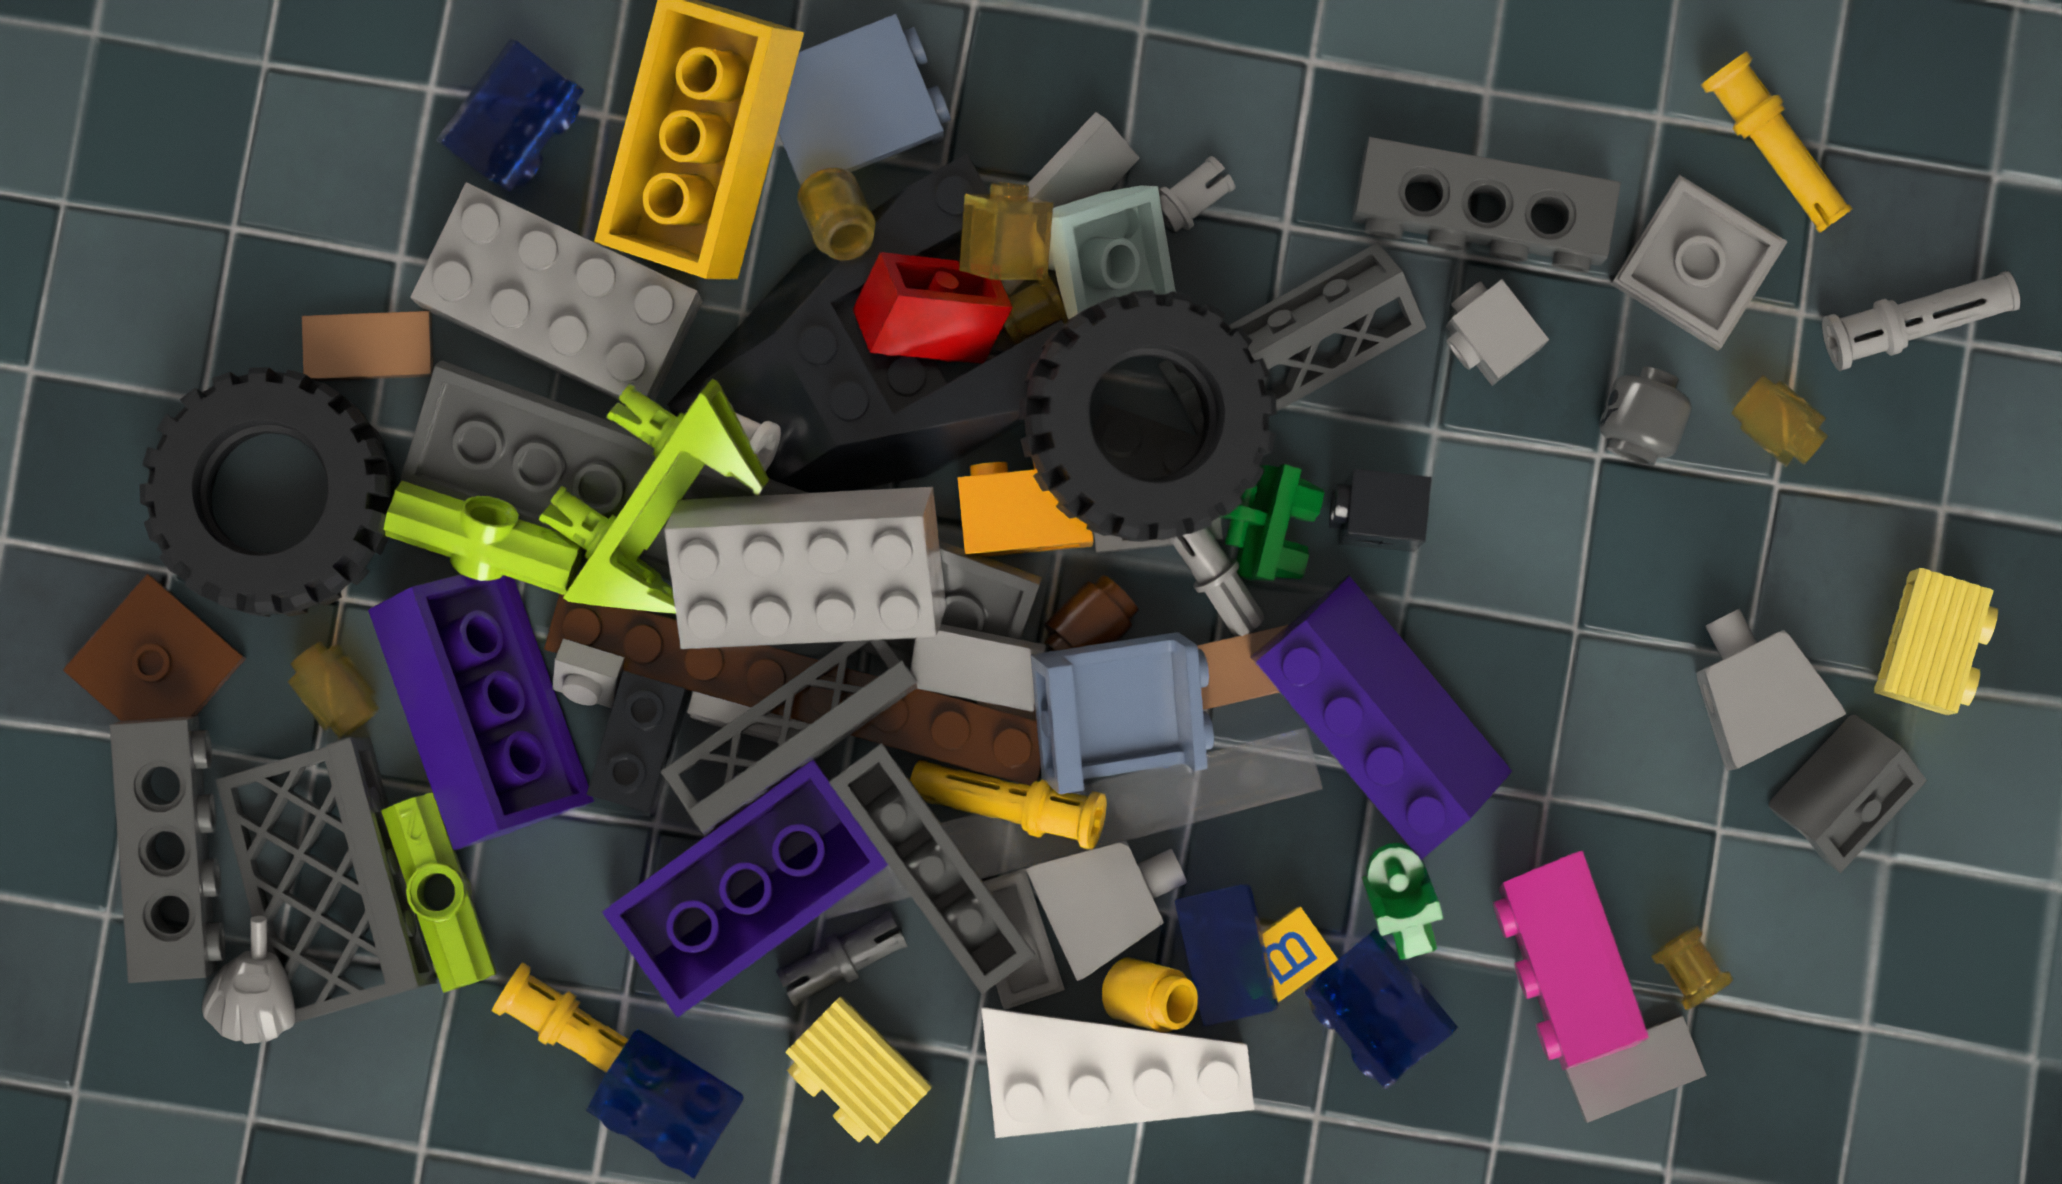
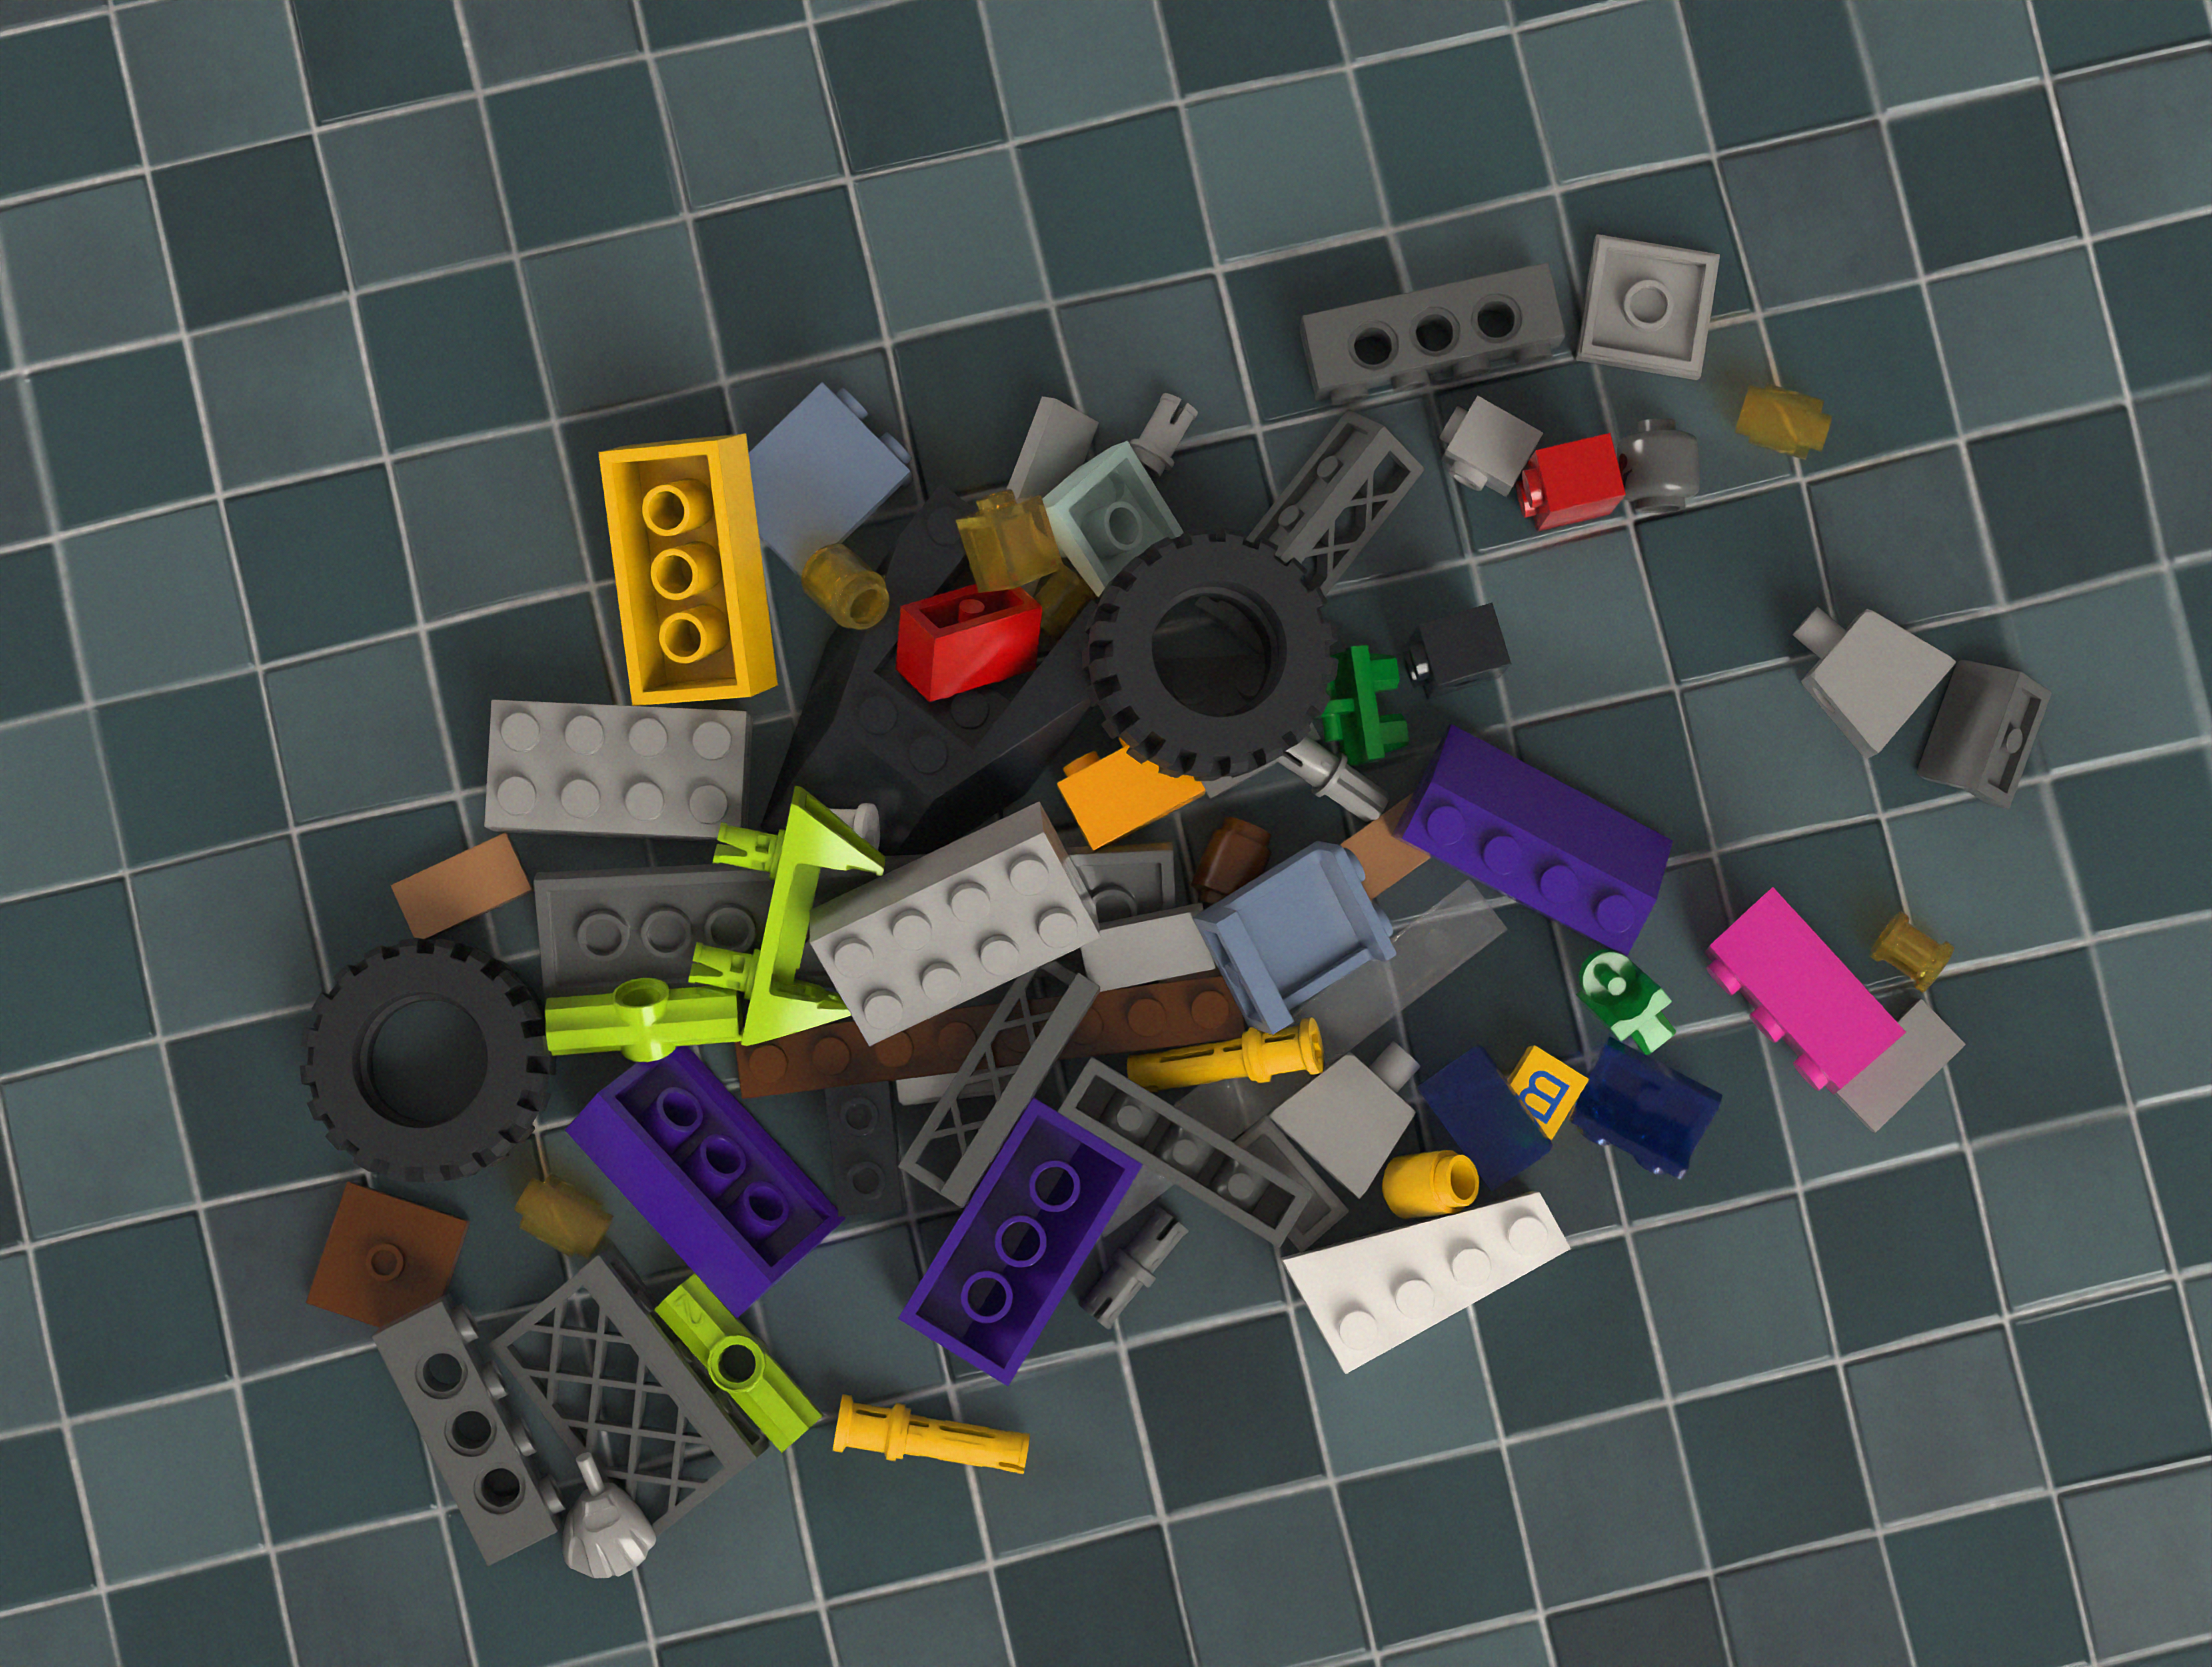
camera: 20 degrees left, 0 degrees up
(511, 117) = (507, 622): clear blue bracket -> none
(587, 674) = (791, 1105): light grey plate -> none
(665, 1103) = (1028, 1469): clear blue bracket -> none
(857, 1071) = (1191, 1365): light yellow brick -> none
(1554, 396) = (1571, 482): none -> red brick
(1760, 117) = (1647, 151): yellow pin -> none
(1888, 319) = (1845, 298): light grey pin -> none
(1936, 642) = (2008, 562): light yellow brick -> none

